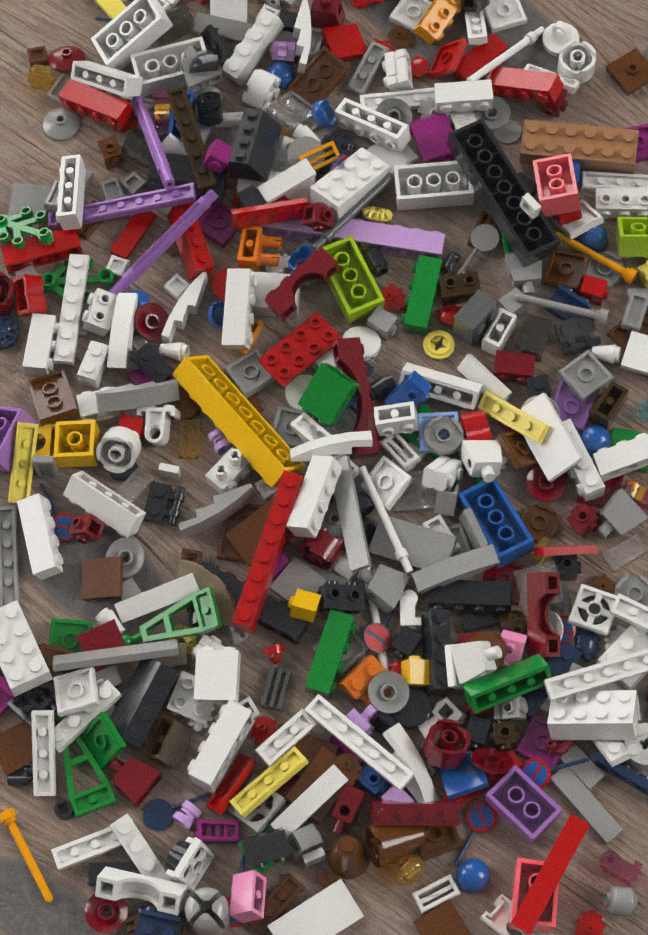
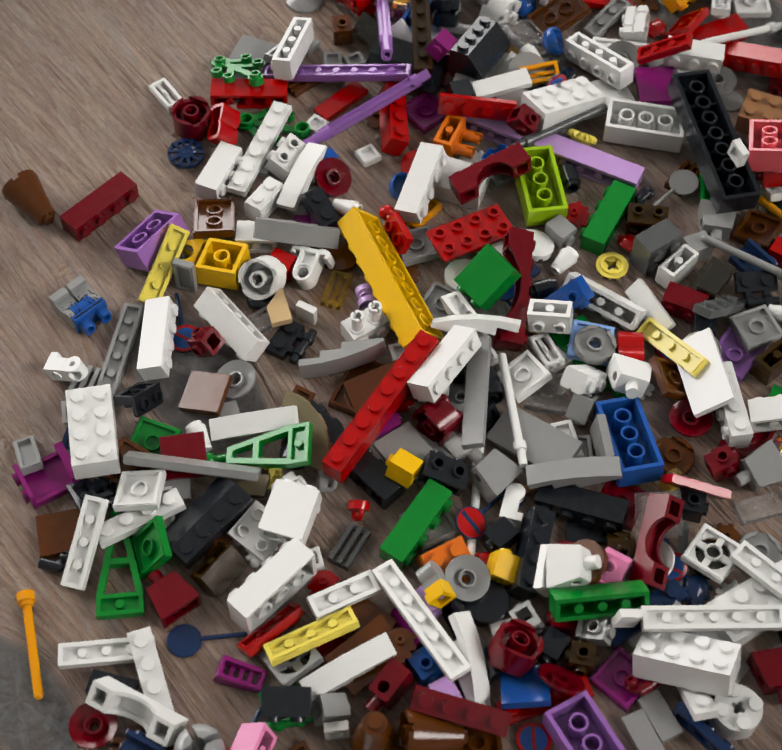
camera: 10 degrees right, 10 degrees down
(44, 599) = (141, 397): none -> black bracket
(61, 803) = (86, 601): black bush -> none
(144, 478) = (278, 310): none -> tan tile
(187, 814) = (213, 647): lavender wheel -> none
(188, 303) = (371, 171): white slope -> none
(188, 862) = (198, 693): white piece -> none
(228, 363) = (396, 229): none -> red plate
(363, 707) = (435, 584): none -> leg
(393, 352) = (564, 260): none -> white cone
(434, 100) = (665, 48): none -> red tile
(534, 693) = (626, 618): none -> white tile
(540, 771) = (613, 709): piece -> none
(546, 366) = (718, 307): none -> dark grey plate
(595, 438) = (753, 387): blue hair -> none

